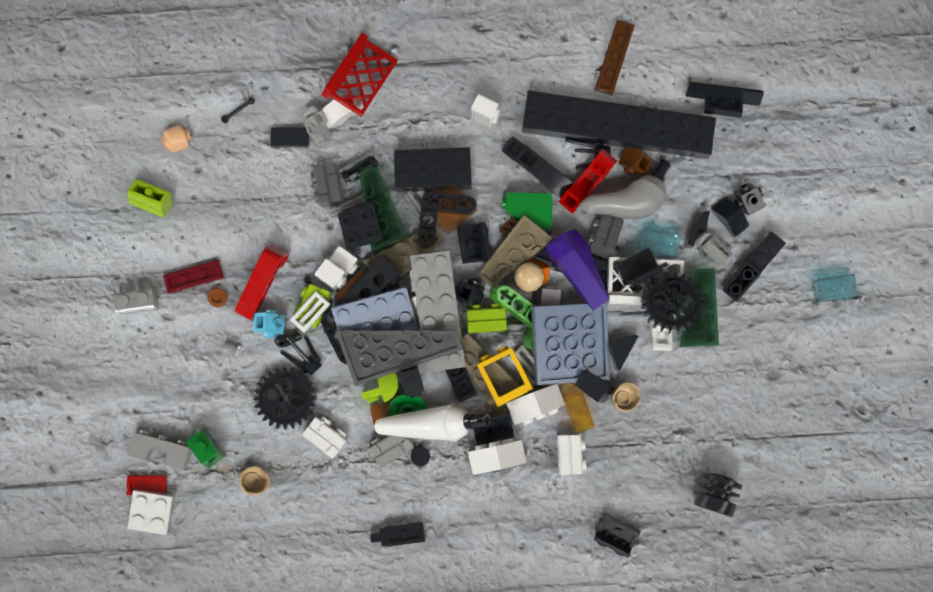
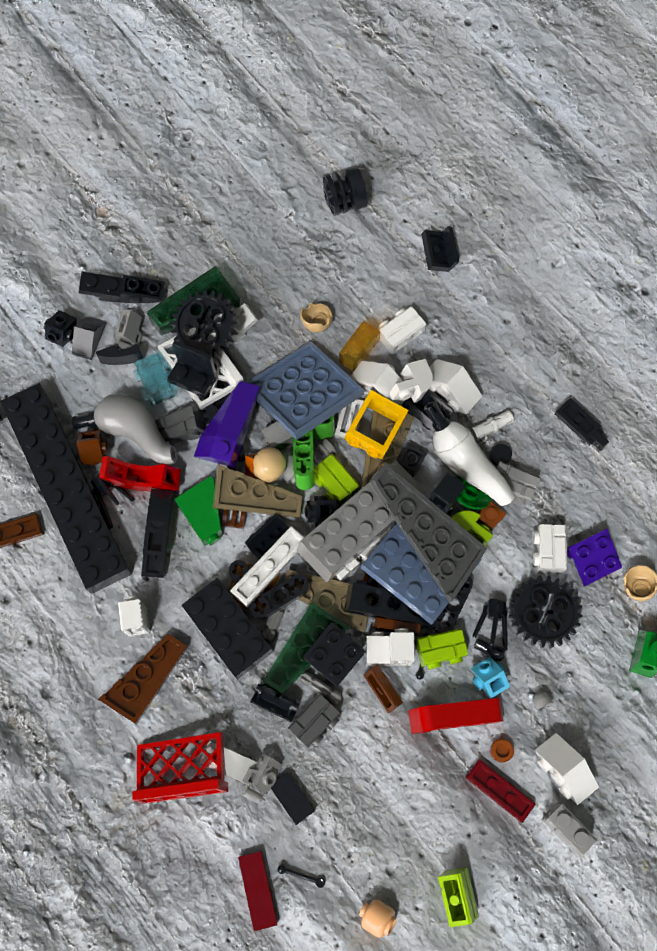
camera: 120 degrees left, 10 degrees down
(171, 327) = (567, 769): none -> white brick
(249, 76) = (257, 891): none -> dark red tile
(296, 464) = (594, 557): none -> dark purple hinge
(316, 246) = (383, 688): none -> reddish brown tile
(316, 316) = (431, 640): white tile -> none
(438, 92) = (138, 688): none -> reddish brown wing
(446, 466) = (492, 425): none -> white pin
(454, 226) = (267, 567): none -> white tile
(516, 431) = (416, 381): none -> white brick
(594, 386) = (327, 345): black slope -> none
(620, 350) = (276, 347): black slope -> none
(834, 288) = (95, 214): clear light blue brick -> none

